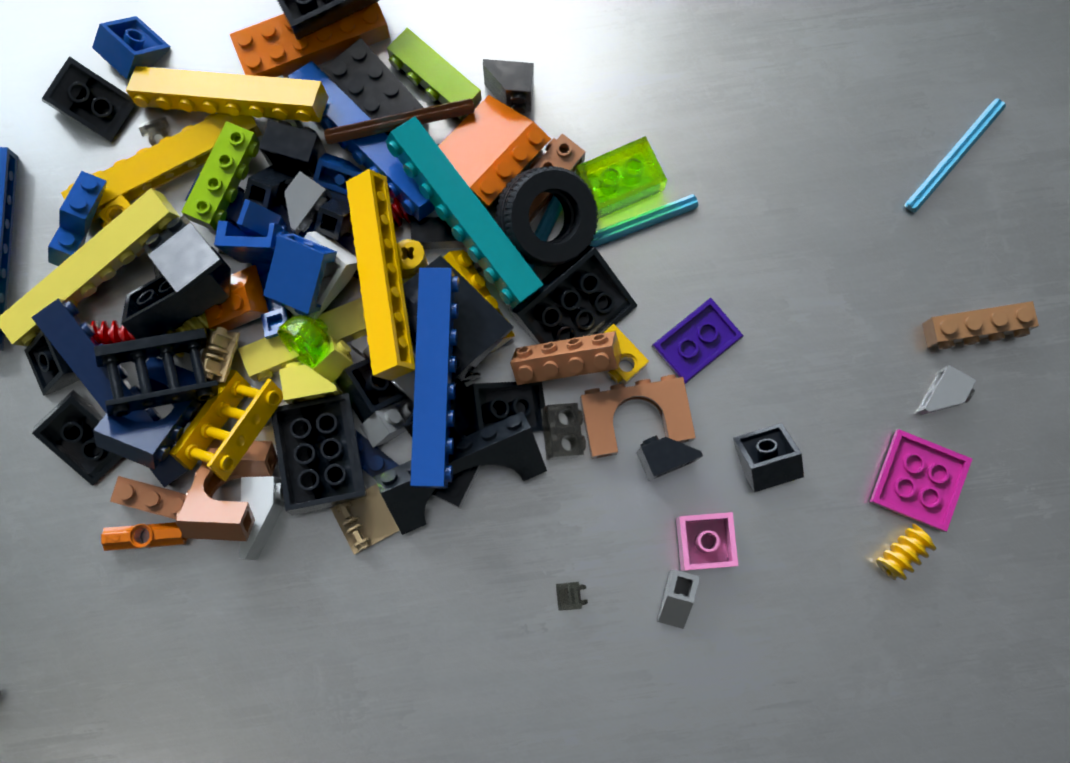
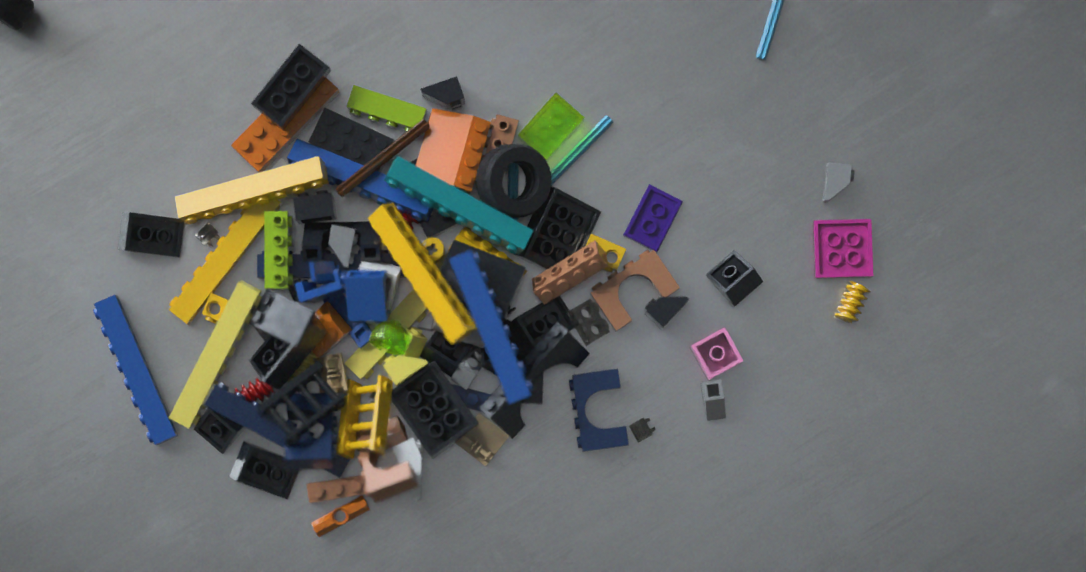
camera: 25 degrees left, 5 degrees up
(76, 217) = (191, 324): blue arch -> none
(129, 44) = (160, 182): blue slope -> none
(334, 172) = (354, 211): blue slope -> none
(522, 509) = (584, 386): none -> dark blue arch
(980, 324) = (840, 123): medium nougat brick -> none

